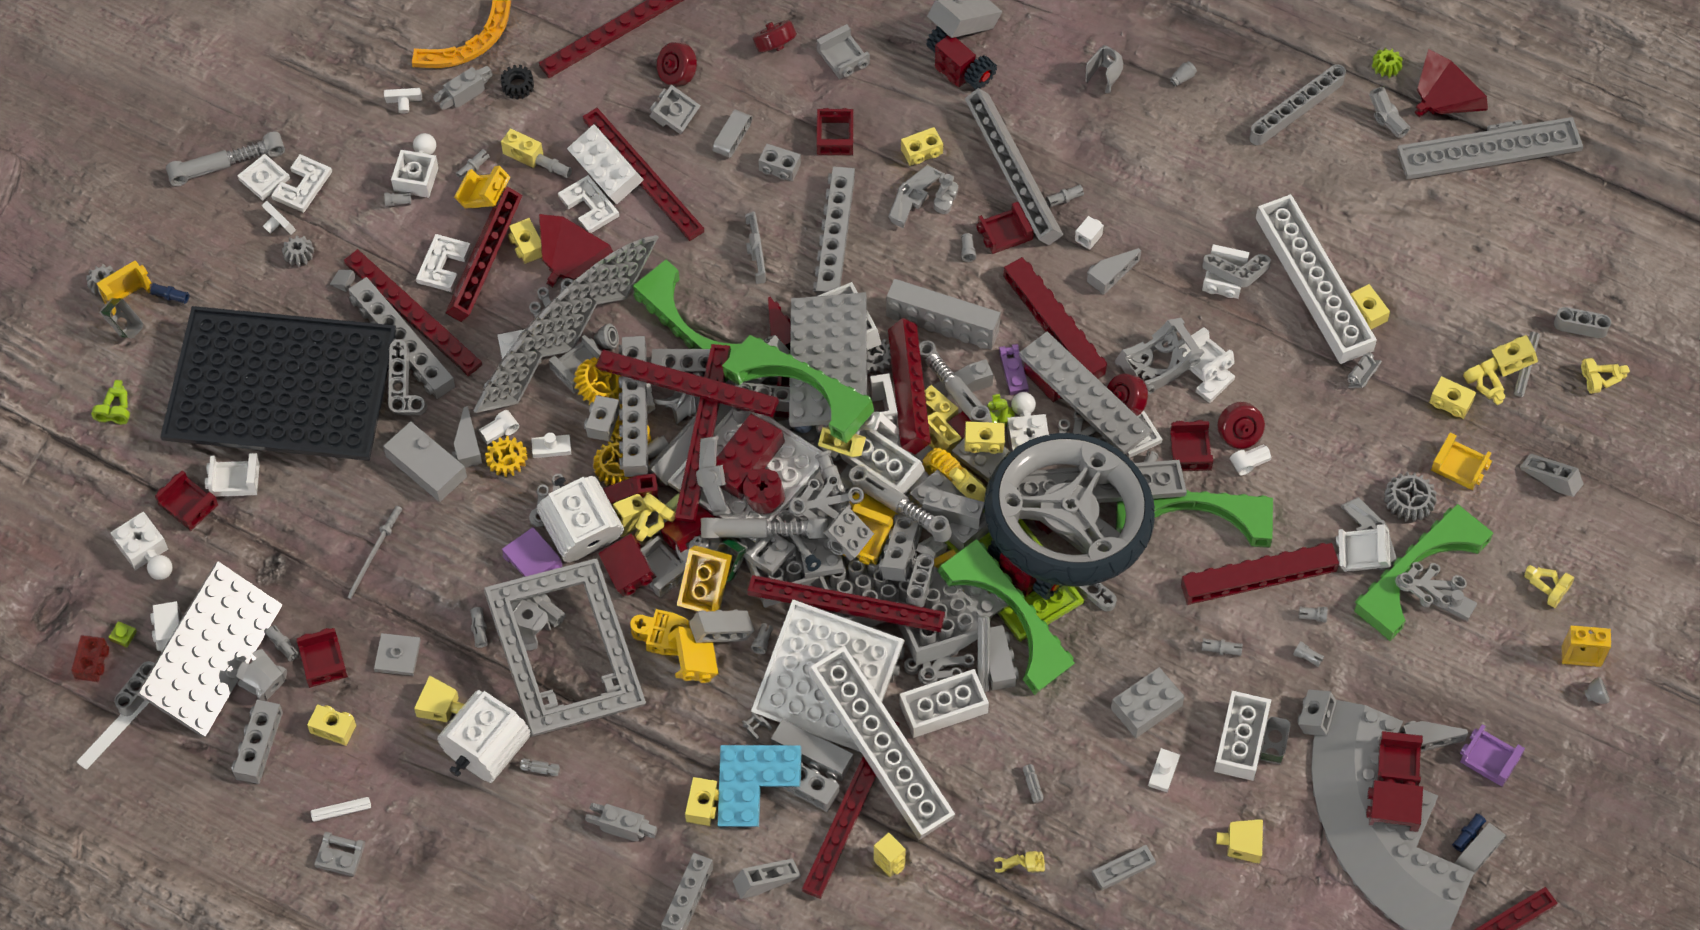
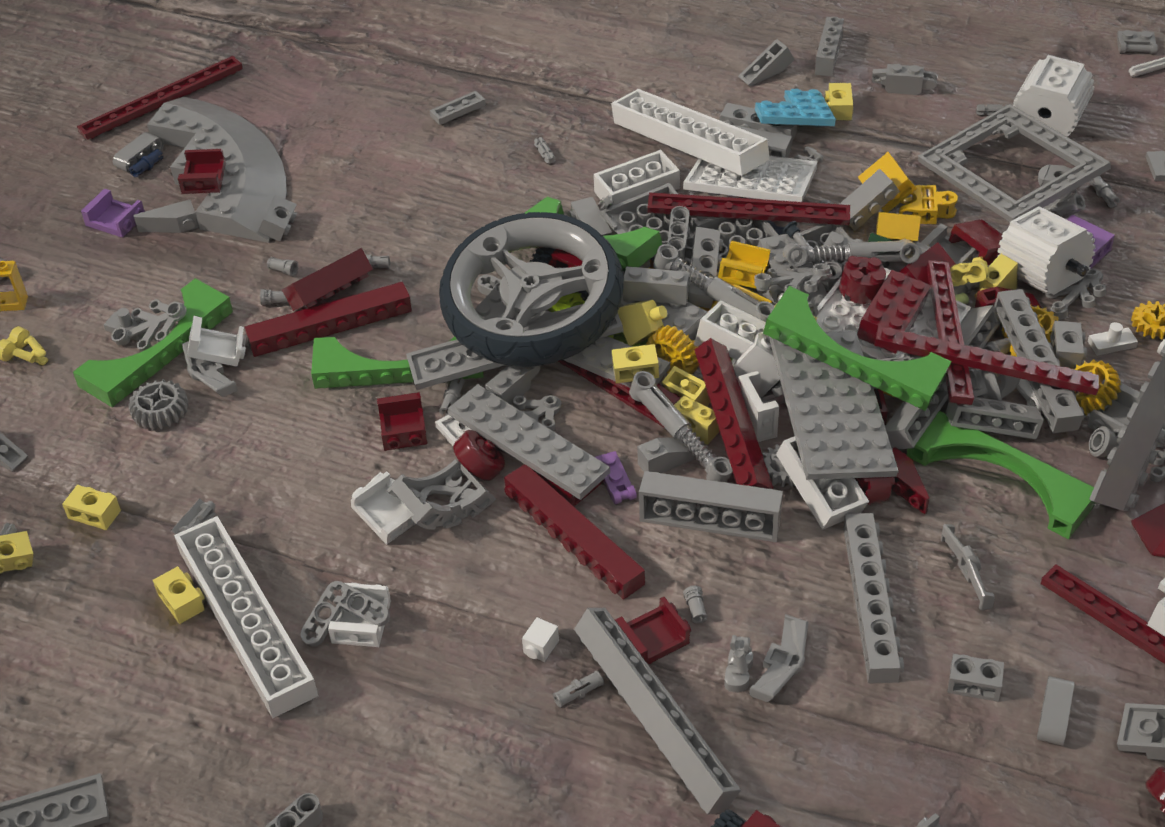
camera: 175 degrees right, 15 degrees down
(437, 701) = (1110, 134): light yellow torso -> none
(711, 476) = (921, 273): light grey plate -> none
(834, 146) = (911, 708): dark red window -> none
(840, 829) = (709, 105): dark red plate -> none
(847, 534) = (761, 245): light grey plate -> none
(889, 855) = (664, 79): light yellow brick -> none
(921, 144) = (789, 730): light yellow brick -> none
(1004, 411) = (633, 424): lime piece -> none
(1026, 426) = (589, 409): white brick -> none
(1032, 862) = (535, 96): light yellow piece -> none
(1111, 270) = (506, 597): light grey slope -> none
(1147, 702) = (441, 208): light grey brick -> none
(1164, 770) = (424, 173): white tile -> none
(1241, 425) = (344, 443): dark red wheel -> none
(1242, 735) = (350, 193): white brick -> none
(1243, 840) = (351, 133): light yellow torso -> none
(1246, 461) = (340, 415): white piece -> none
(1262, 606) = (332, 277): none -> dark red brick
(1282, 726) = (319, 187): light grey piece -> none
(1395, 804) = (212, 136): dark red panel -> none
(1461, 463) = (93, 446): yellow panel -> none
(1486, 369) = (42, 542): light yellow piece -> none

